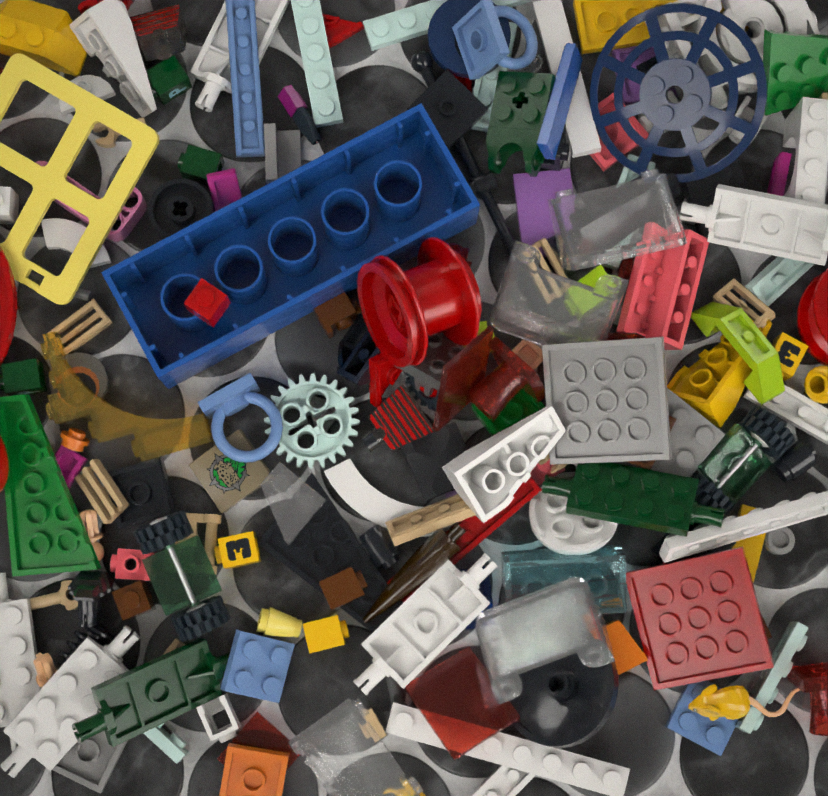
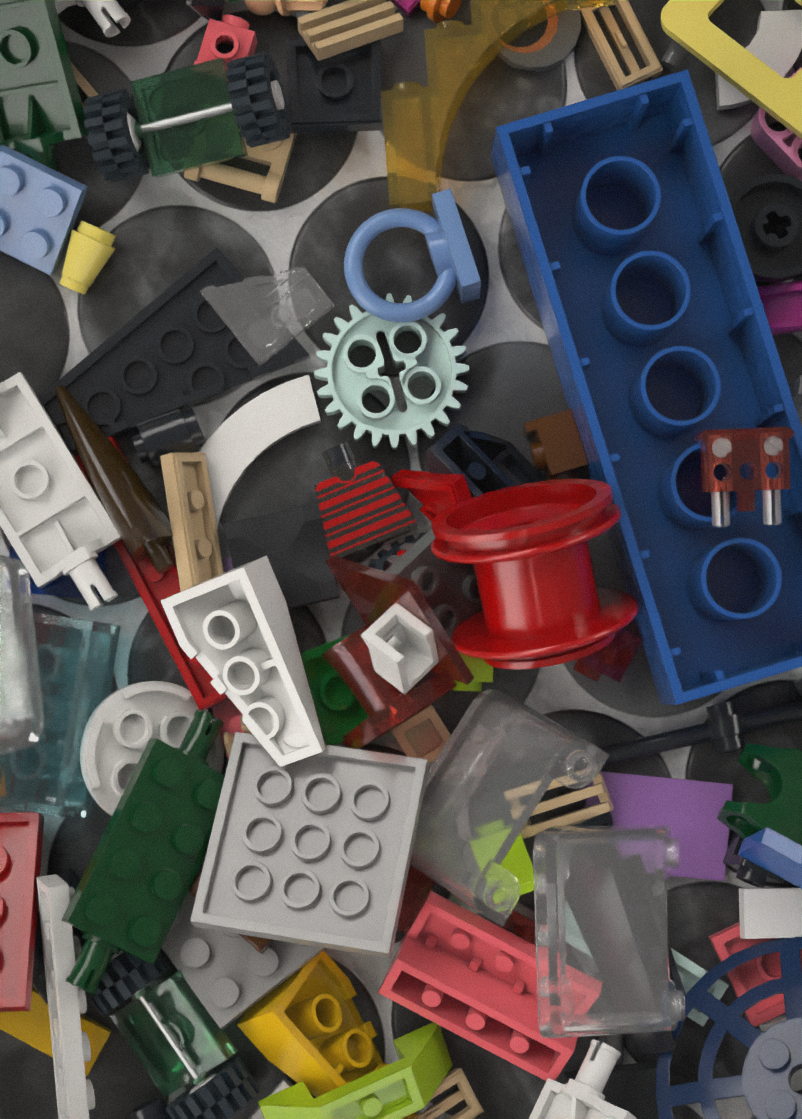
camera: 105 degrees right, 5 degrees up
(134, 600) = (168, 40): reddish brown brick -> none
(207, 302) = (598, 222): red brick -> none
(228, 479) = (326, 219): dark tan slope -> none
(237, 550) = (212, 216): yellow brick -> none
(325, 633) = (53, 324): yellow brick -> none
(326, 200) = (756, 449): none -> clear red piece
(343, 587) = (113, 362): reddish brown brick -> none
(481, 370) = (407, 654): none -> white window
(779, 541) = (37, 1079): light grey tile -> none

